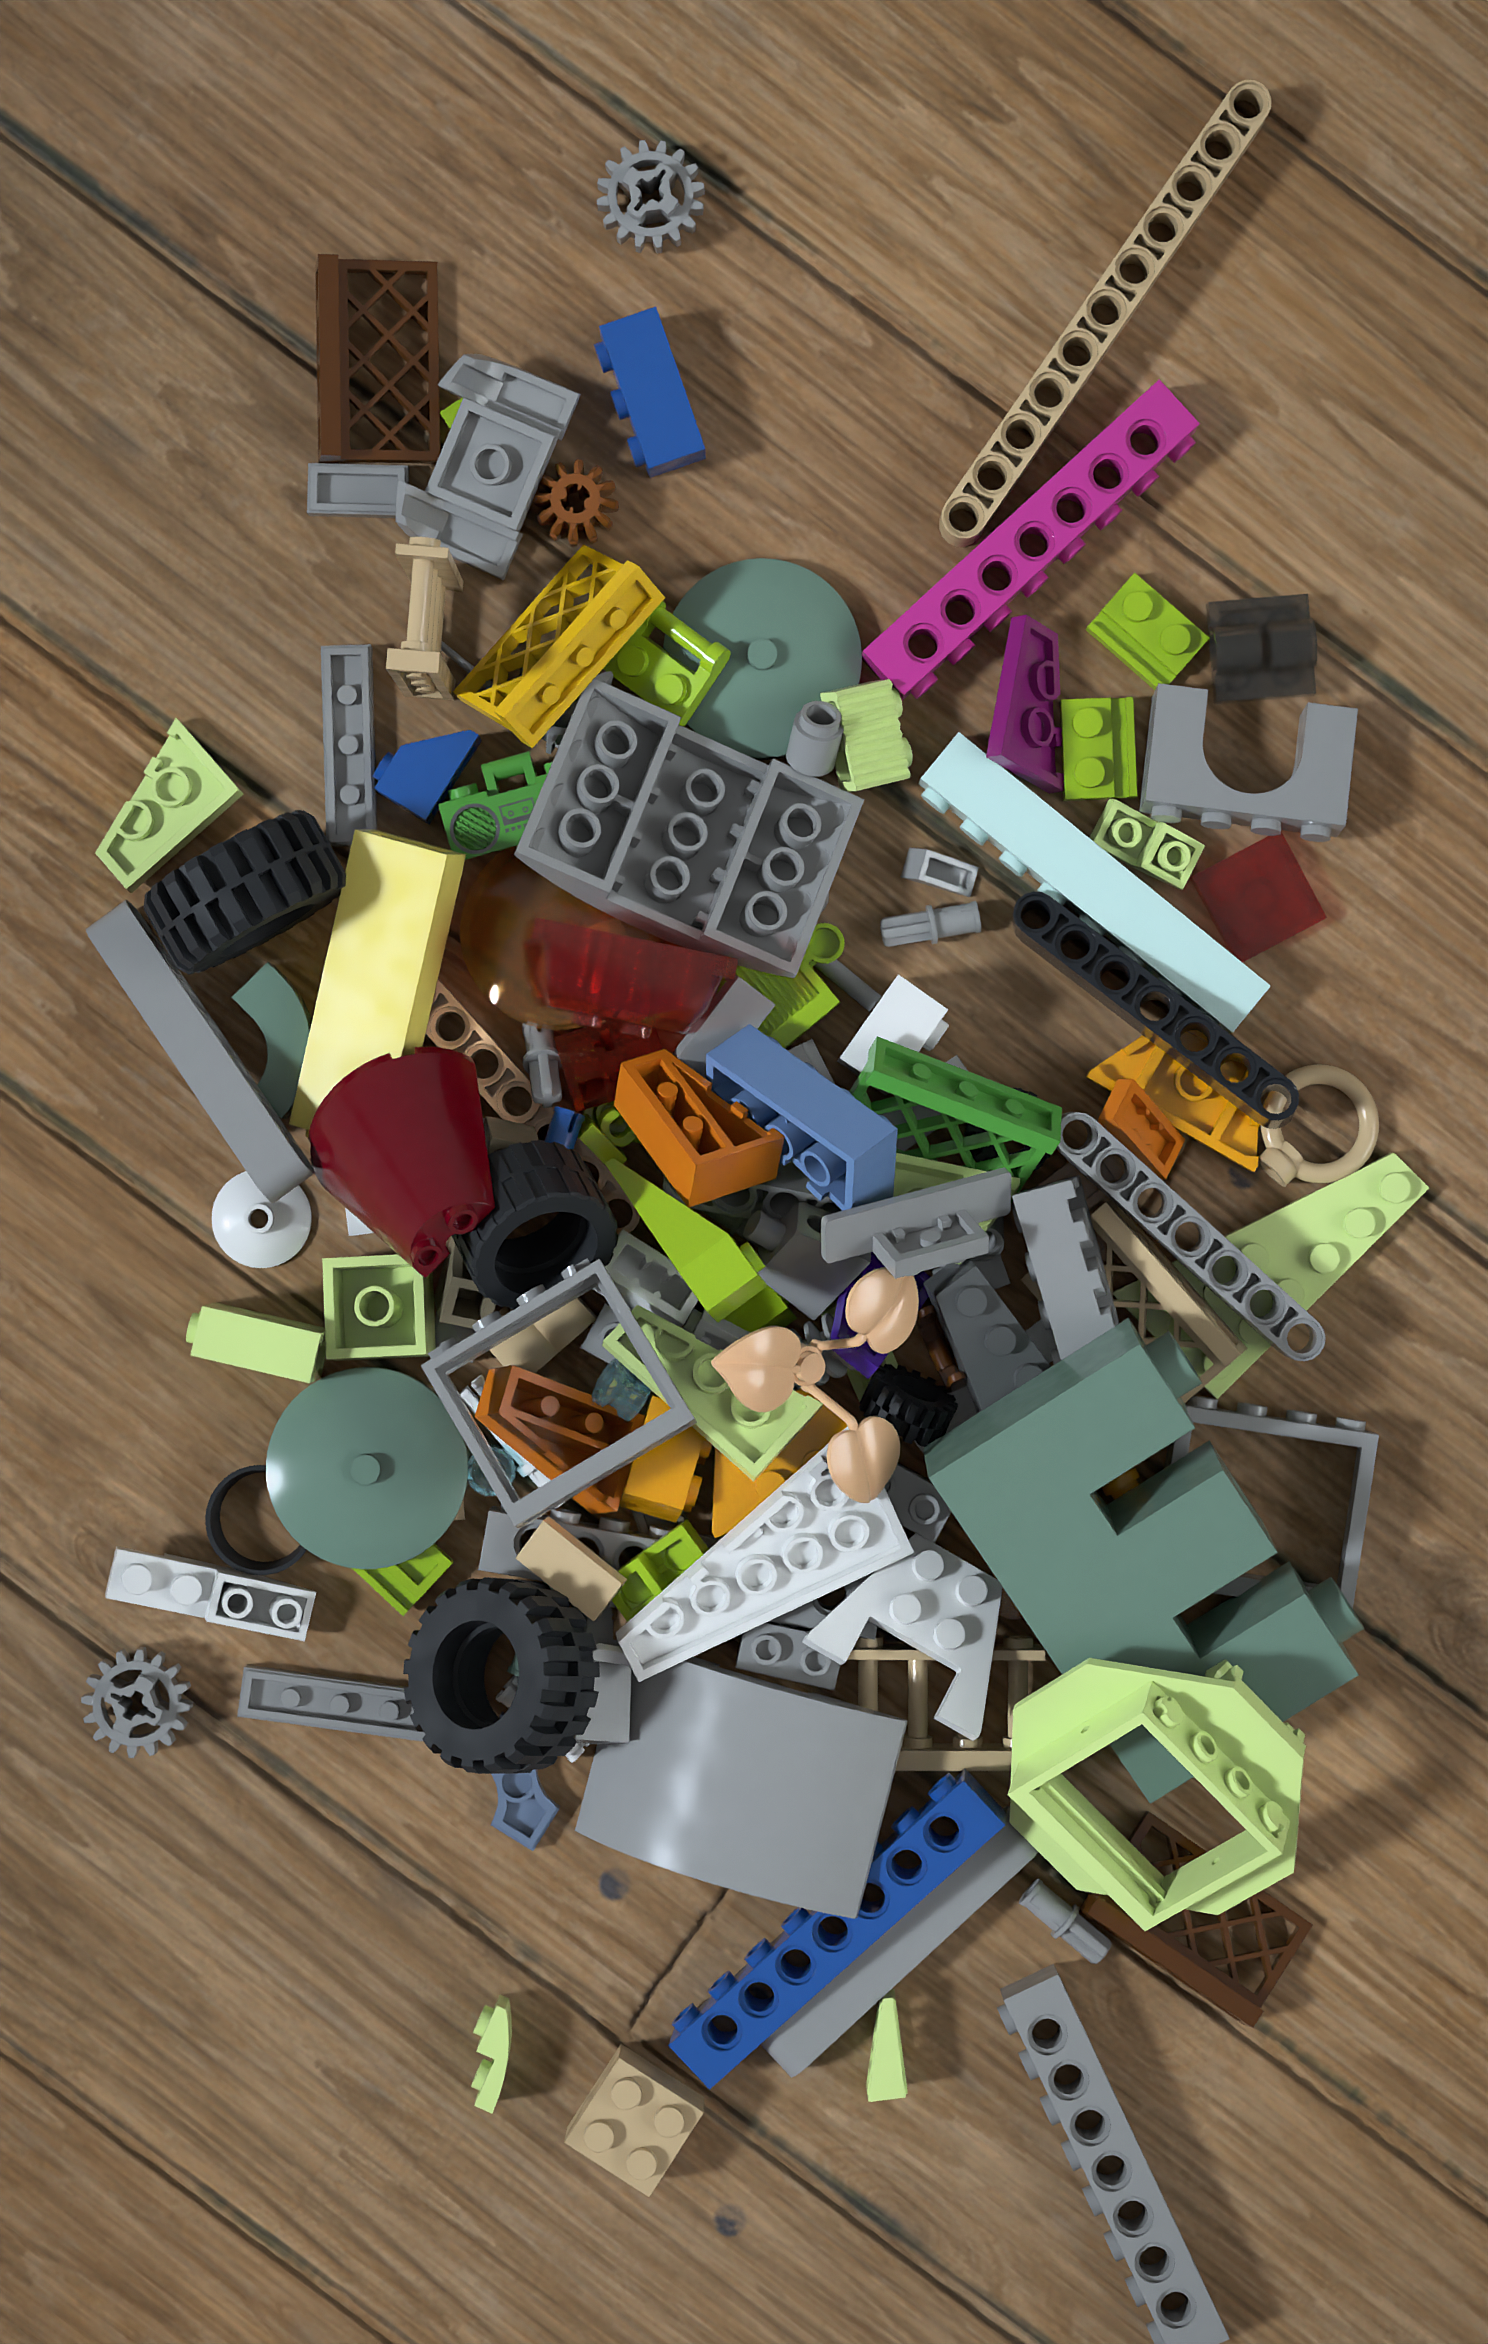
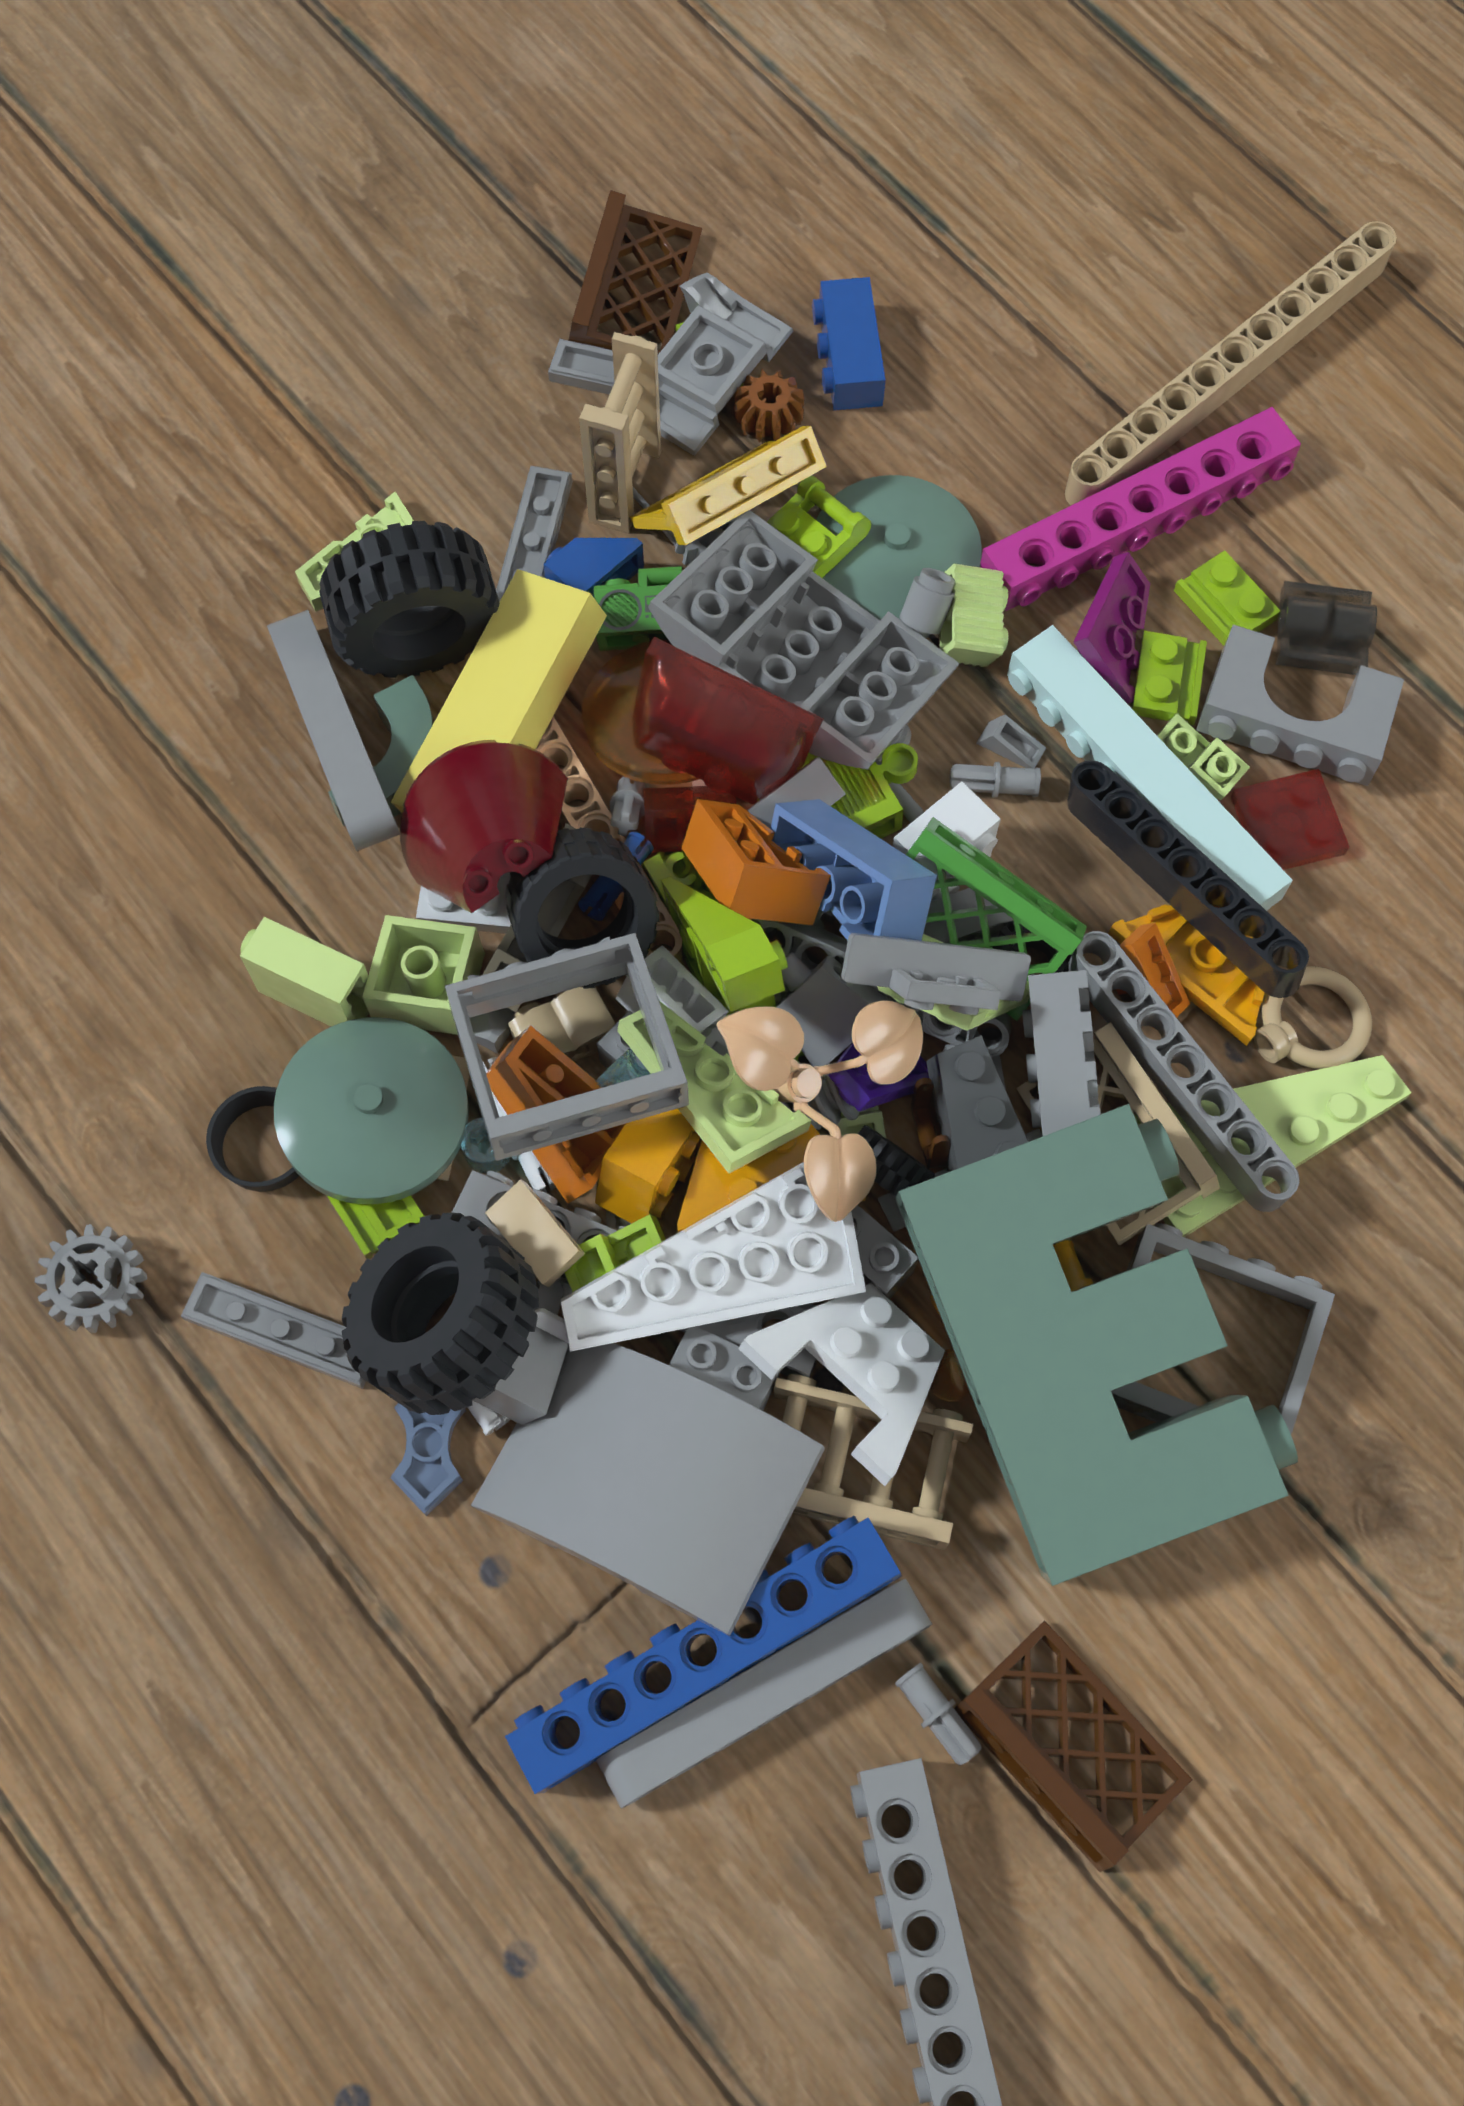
camera: 15 degrees right, 20 degrees down
(210, 1592) = (191, 1193): white slope -> none
(260, 1247) = (349, 909): white dish -> none
(495, 2042) = (334, 1691): yellowish green slope -> none
(635, 182) = (883, 215): light grey gear -> none
(635, 2120) = (449, 1814): tan brick -> none
(886, 2066) = (724, 1816): yellowish green slope -> none
(1211, 1729) = (1149, 1510): yellowish green hinge -> none

